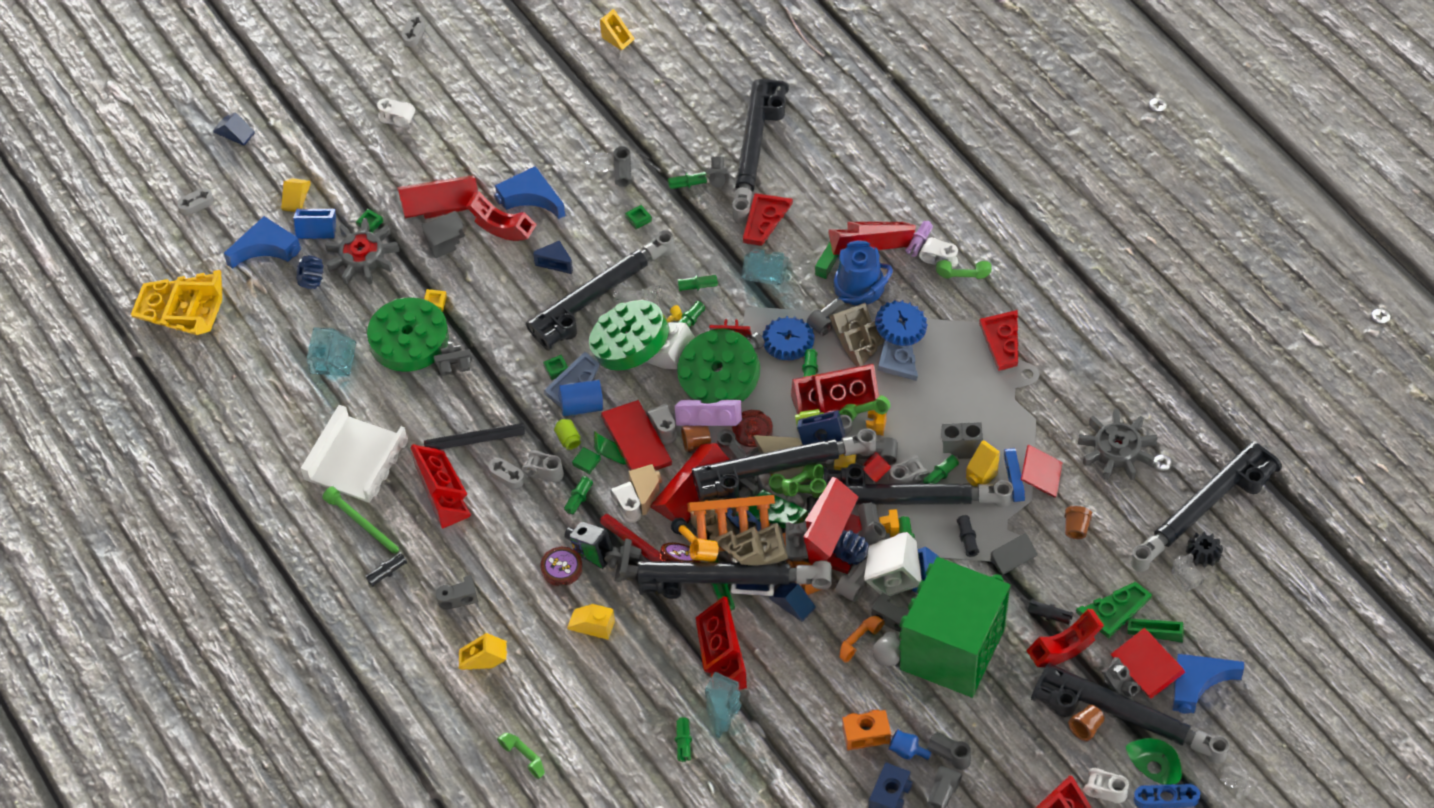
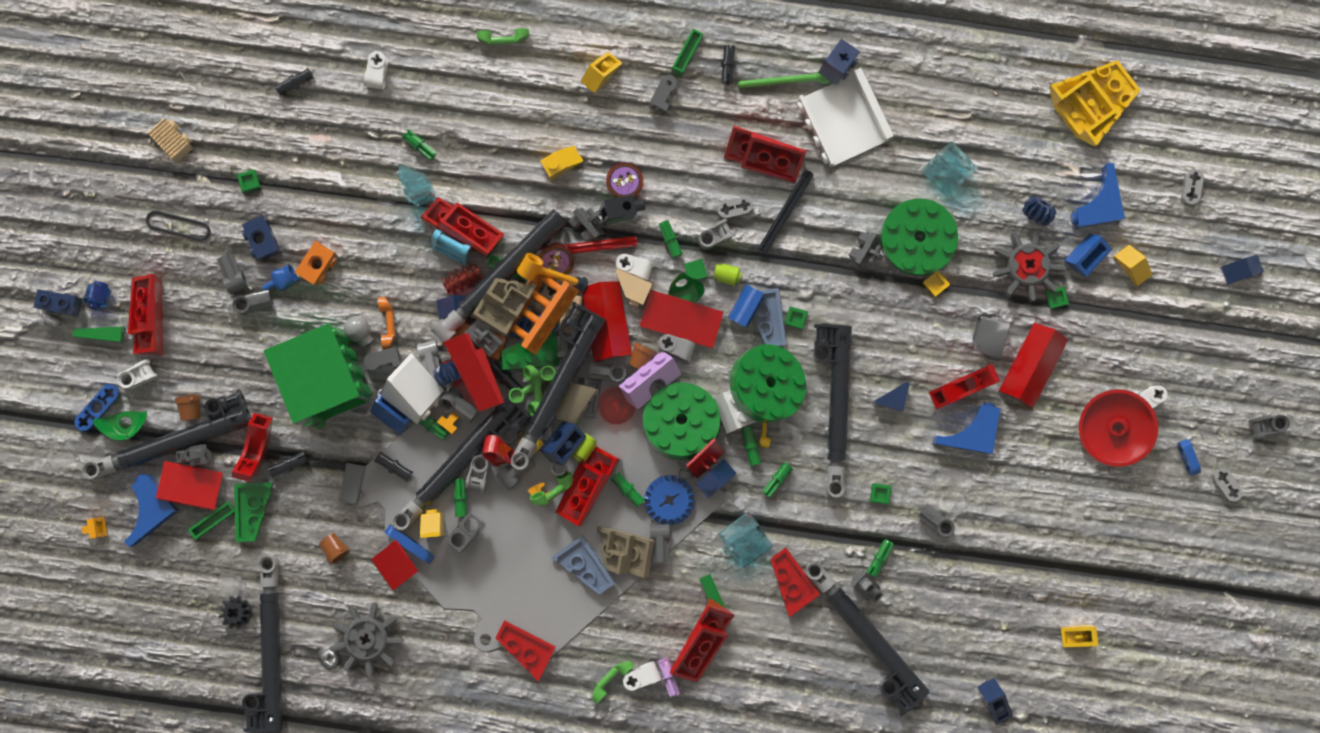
camera: 130 degrees right, 30 degrees up
(309, 487) = (839, 61): none -> dark blue brick
(343, 35) = (1266, 425): none -> dark grey piece
(404, 607) = (686, 53): none -> green piece
(415, 62) = (1189, 457): none -> blue beam
(436, 111) = (1118, 427): none -> red dish
(715, 45) = (995, 701): none -> dark blue slope
(746, 313) = (716, 478): none -> dark blue slope
(749, 642) = (450, 247): none -> medium azure plate
(765, 611) = (462, 278): none -> clear red piece
(860, 274) = (668, 596): blue piece -> none
(893, 331) = (614, 582): blue gear -> none
(1261, 707) = (95, 527): none -> light orange tile

